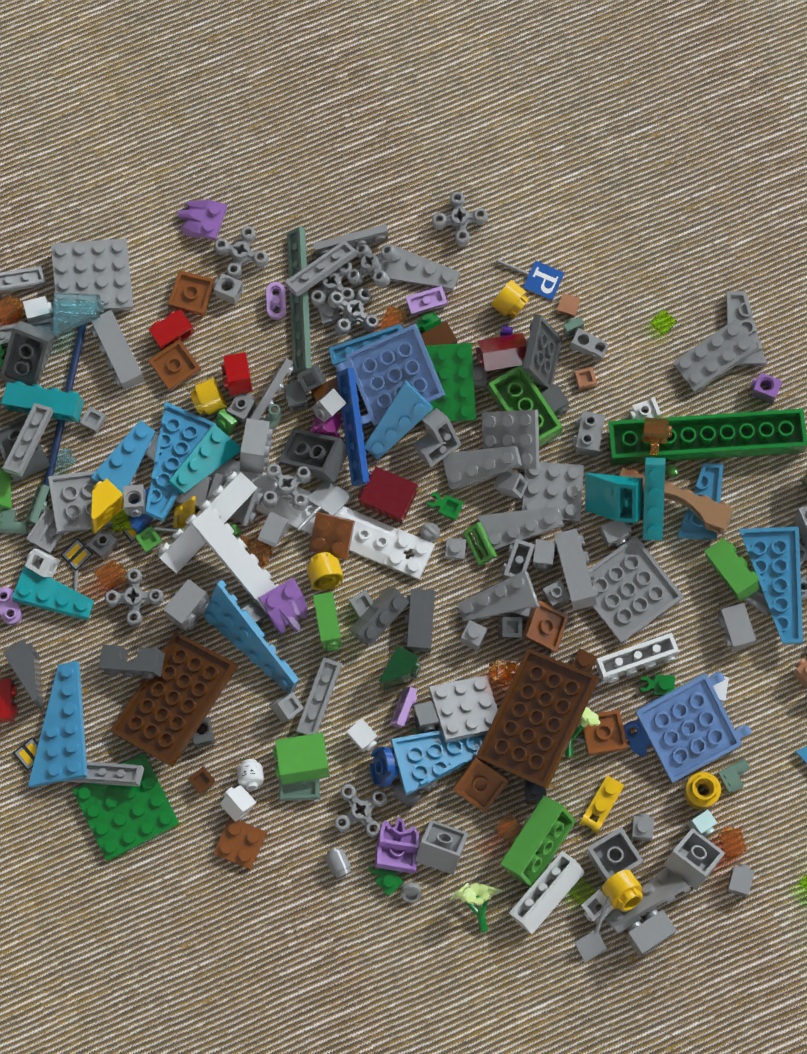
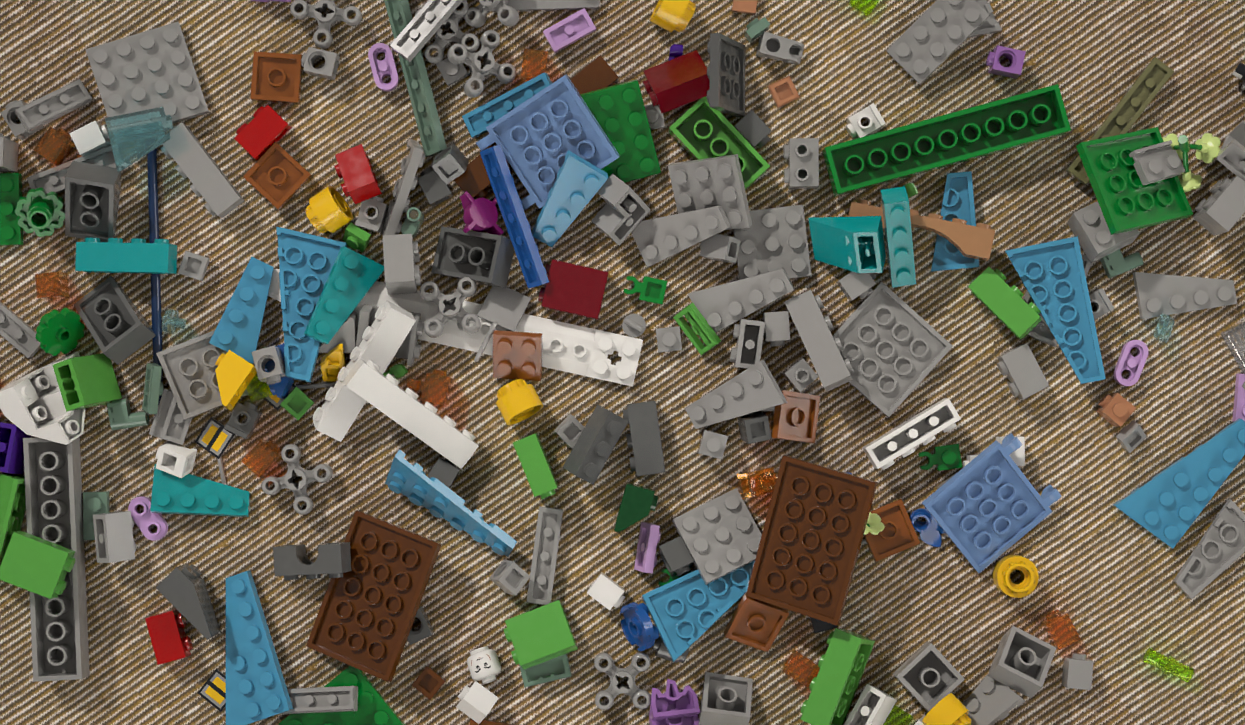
camera: 15 degrees left, 15 degrees up
(28, 439) = (120, 315): light grey plate -> none
(187, 606) = (363, 480): light grey brick -> none
(274, 529) = (446, 366): light grey slope -> none
(285, 605) = (479, 454): medium lavender plate -> none
(328, 405) = (479, 197): light grey brick -> none
(428, 322) = (575, 61): green plate -> none
(584, 661) = (848, 447): reddish brown plate -> none
(602, 803) = (901, 613): yellow plate -> none
(642, 827) = (954, 634): light grey brick -> none
(655, 432) = (885, 152): clear orange brick -> none
(703, 823) = (1023, 615): light aqua plate -> none
(730, 778) = (1043, 549): sand green piece -> none

